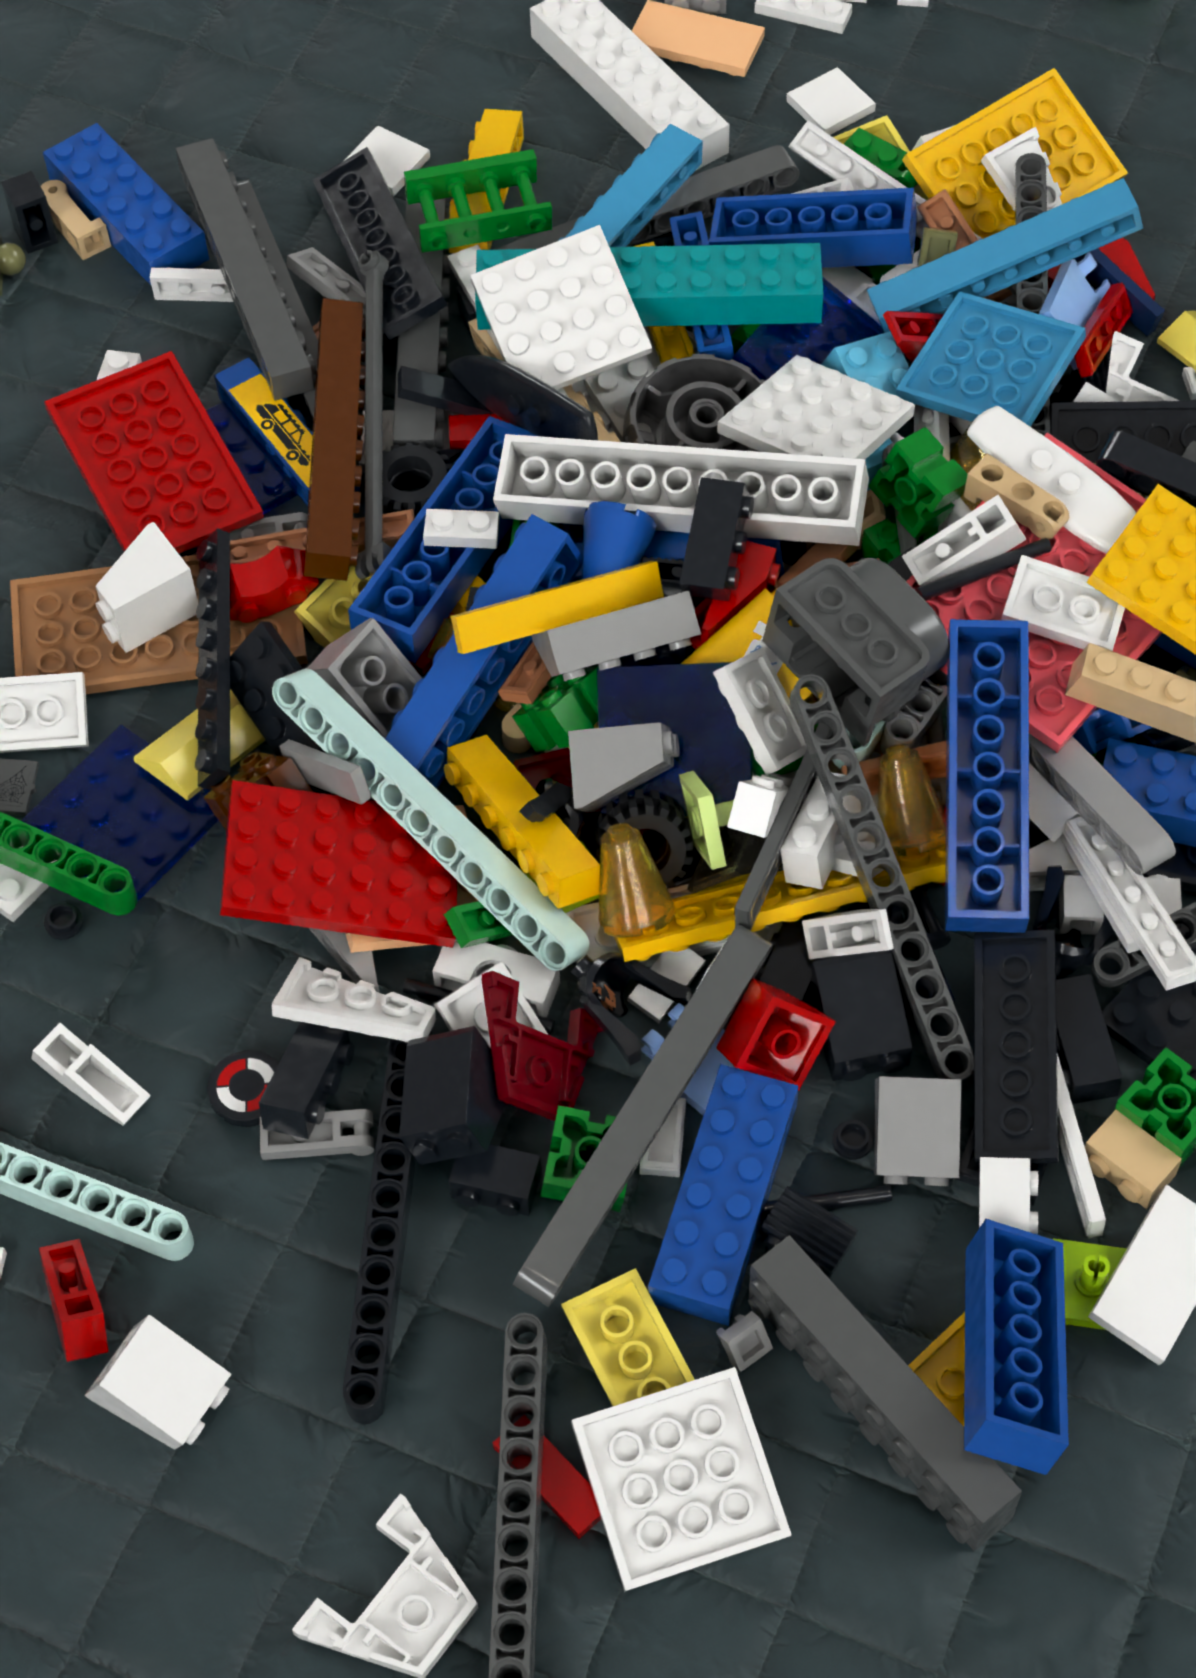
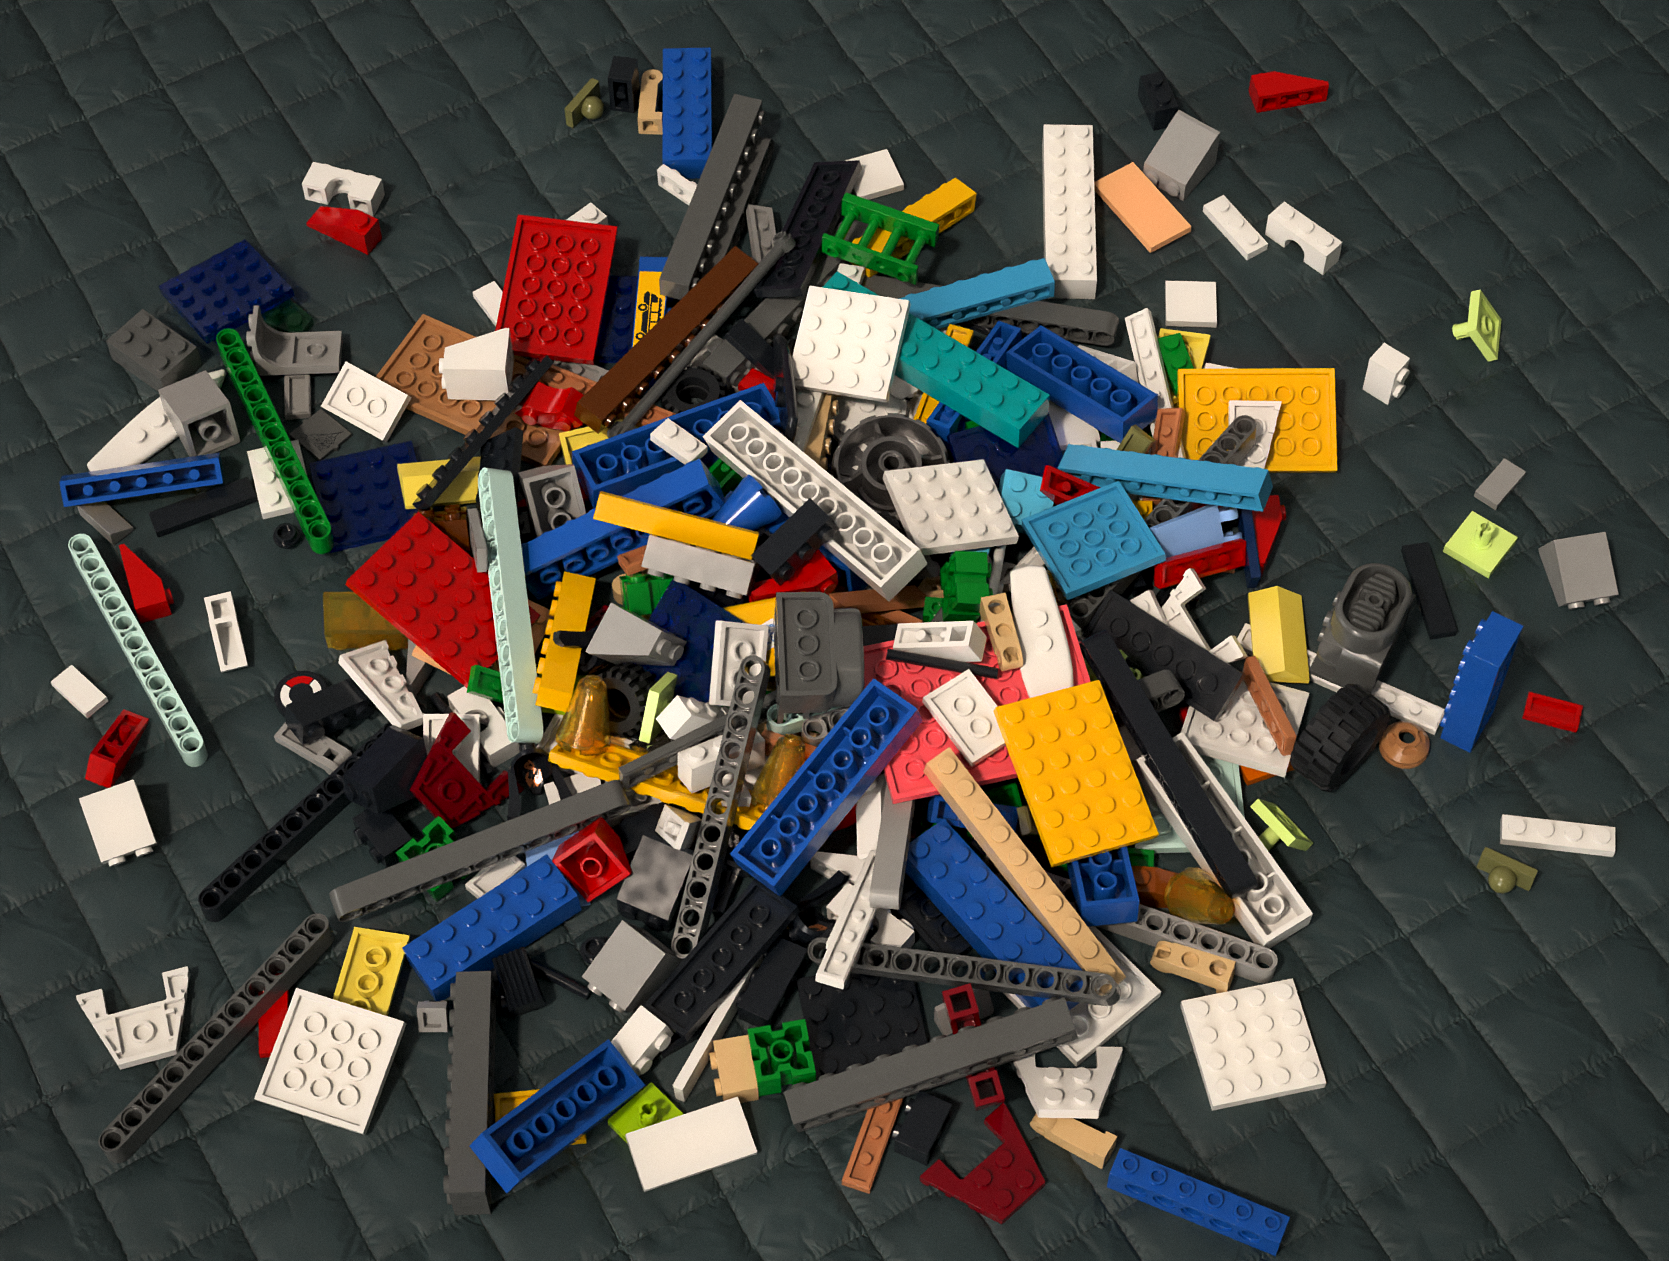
camera: 35 degrees right, 0 degrees up
(81, 524) = (489, 300): none -> white tile
(250, 957) = (355, 624): none -> clear yellow slope
(1092, 53) = (1386, 374): none -> white brick

